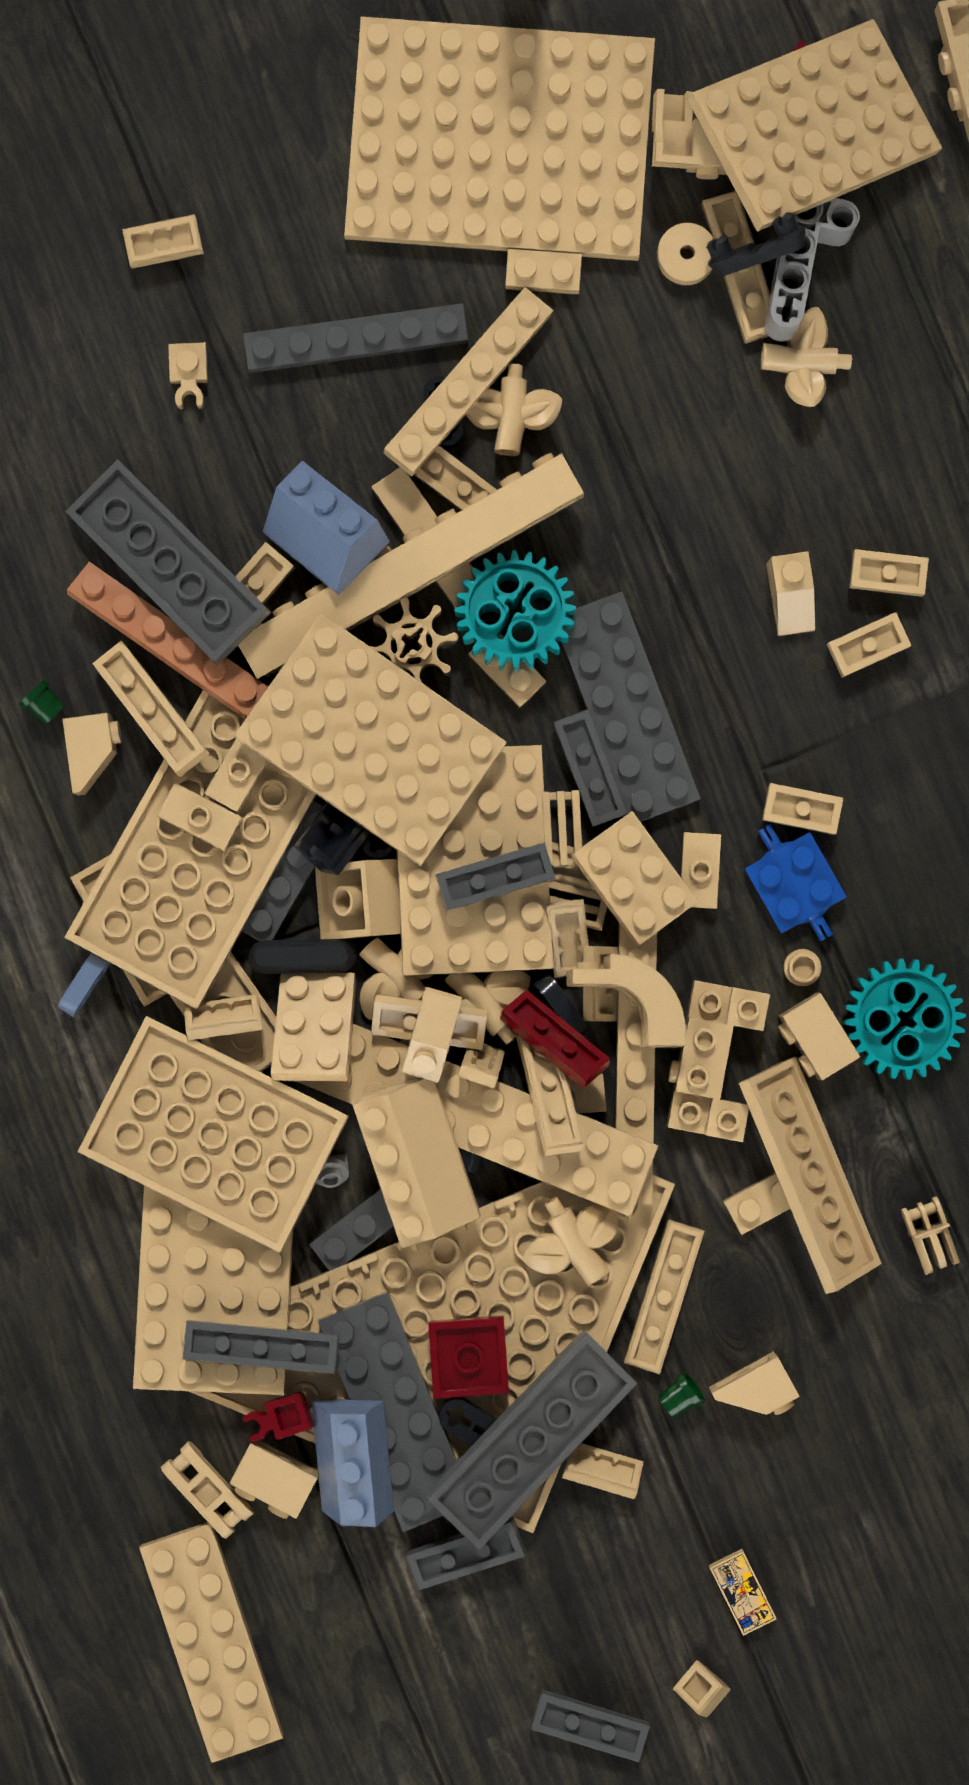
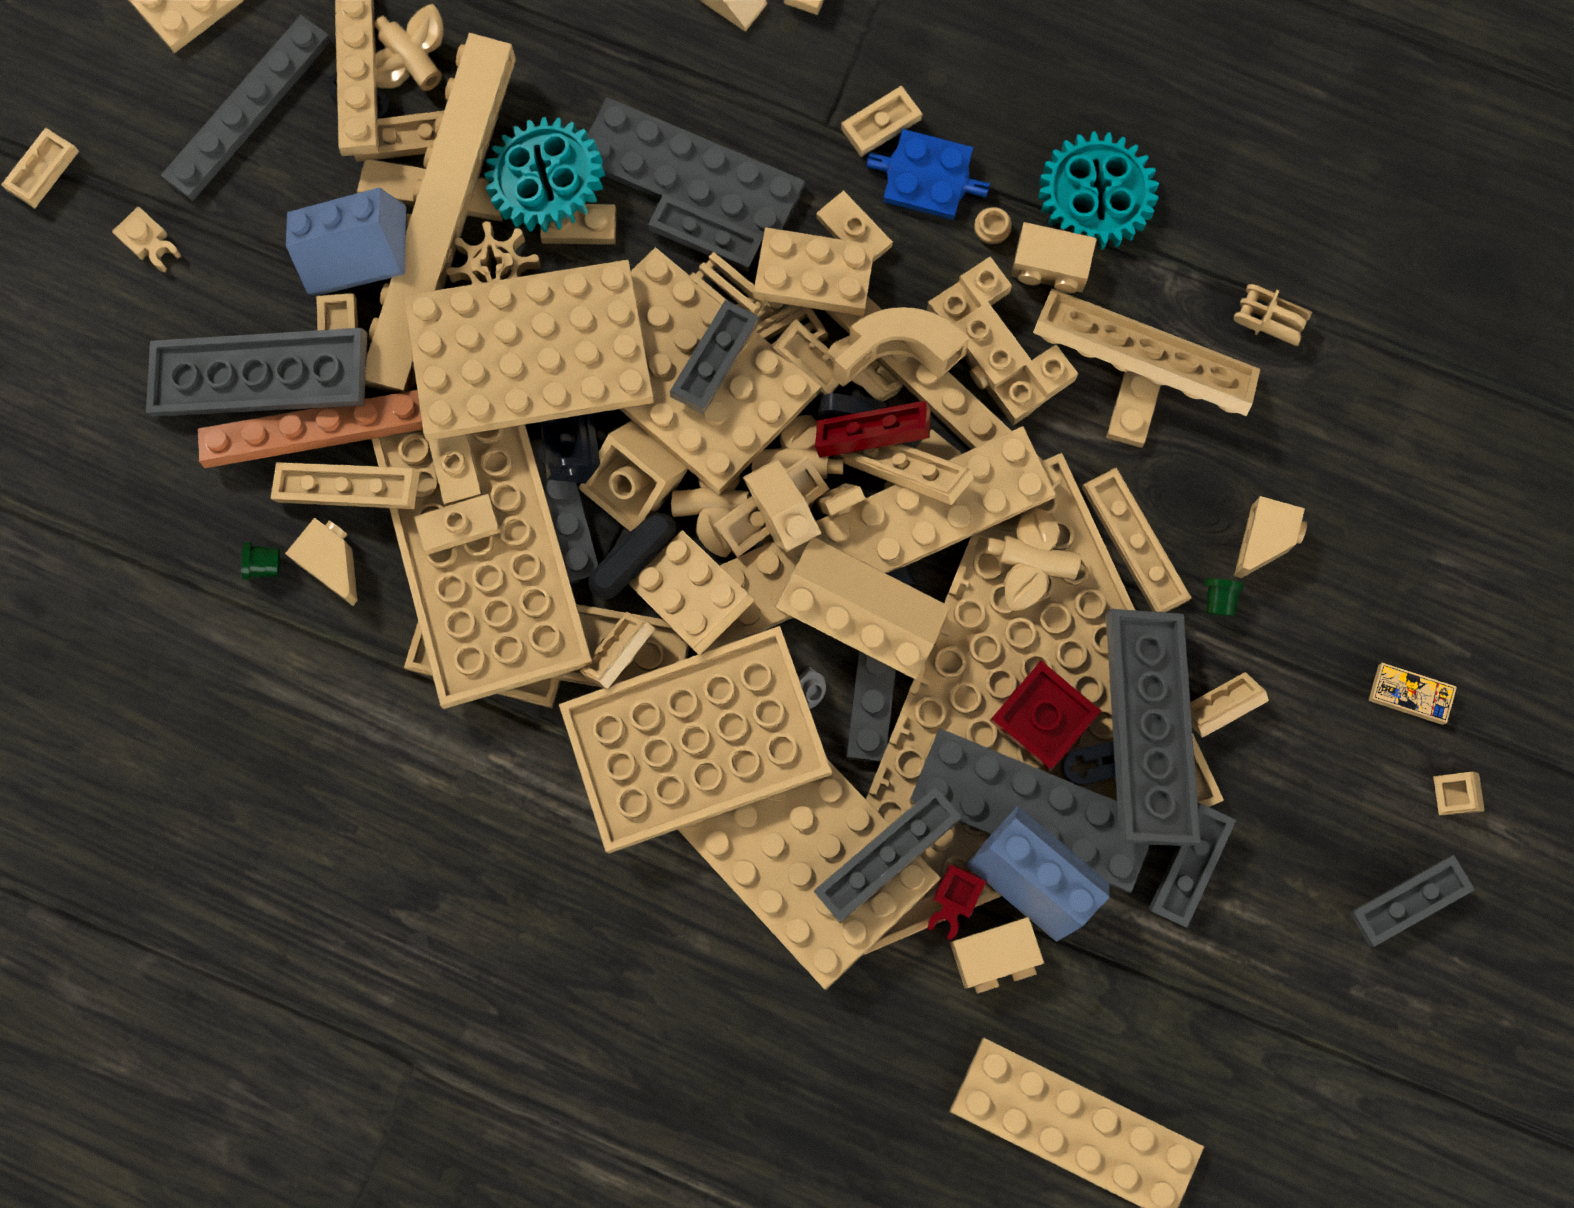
camera: 40 degrees left, 10 degrees down
(83, 984) = (489, 732): sand blue beam -> none
(207, 1490) = (956, 1015): tan plate -> none

